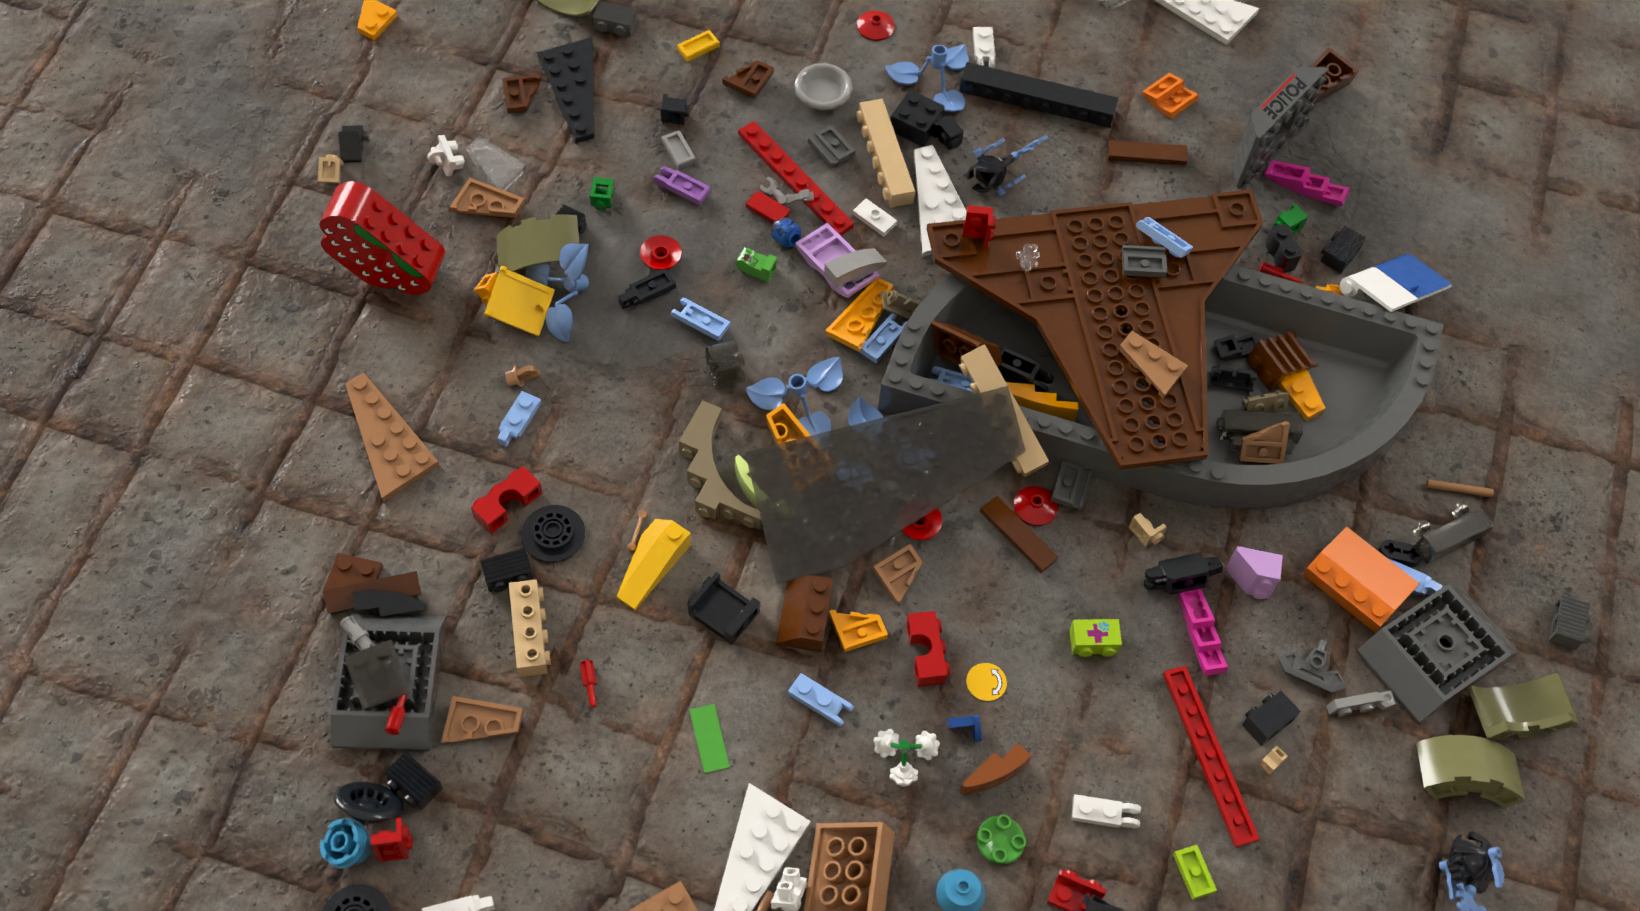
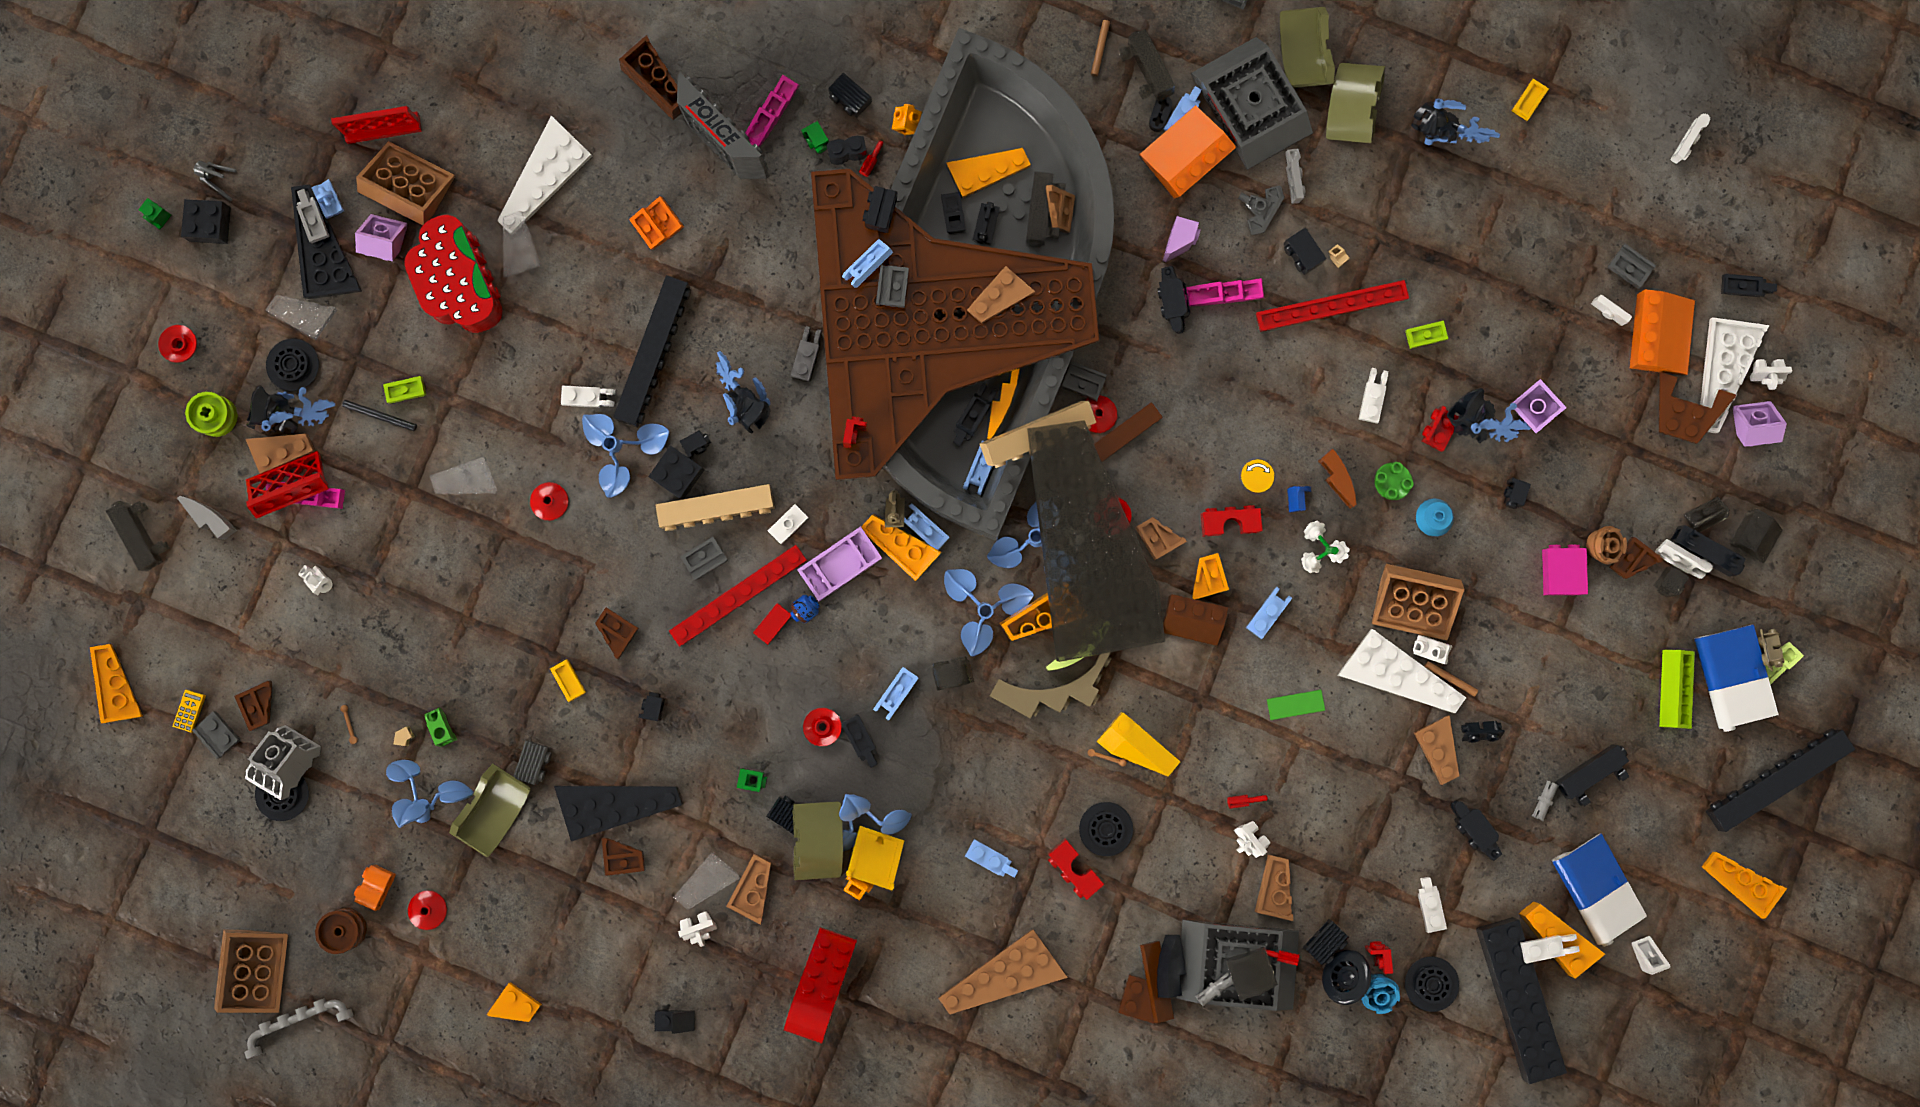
camera: 80 degrees left, 25 degrees up
(329, 169) = (707, 1040): tan bracket -> none
(505, 569) = (1143, 869): black brick -> none
(519, 376) = (949, 860): medium nougat piece -> none
(528, 628) = (1198, 850): tan brick -> none
(533, 696) = (1249, 842): none -> white hips
(678, 150) = (698, 705): light grey tile -> none
(682, 185) = (743, 702): medium lavender hinge -> none
(722, 609) = (1185, 687): black panel -> none
(757, 264) = (838, 639): bright green leg -> none
(773, 190) = (764, 609): light grey piece -> none
(823, 86) = (634, 560): light grey piece -> none
(853, 266) = (855, 548): light grey slope -> none
(935, 193) = (783, 461): white wing -> none
(955, 342) = (957, 457): reddish brown slope -> none
(1028, 256) = (882, 391): clear plant -> none
(1095, 637) = (1227, 381): lime brick -> none
(1145, 532) = (1129, 326): tan bracket -> none
(1147, 152) = (724, 256): reddish brown tile -> none
(1225, 246) = (881, 209): none -> black brick
(1270, 402) = (1015, 191): dark tan hinge -> none
(1278, 359) = (977, 186): reddish brown plate -> none
(1395, 282) = (902, 57): door -> none

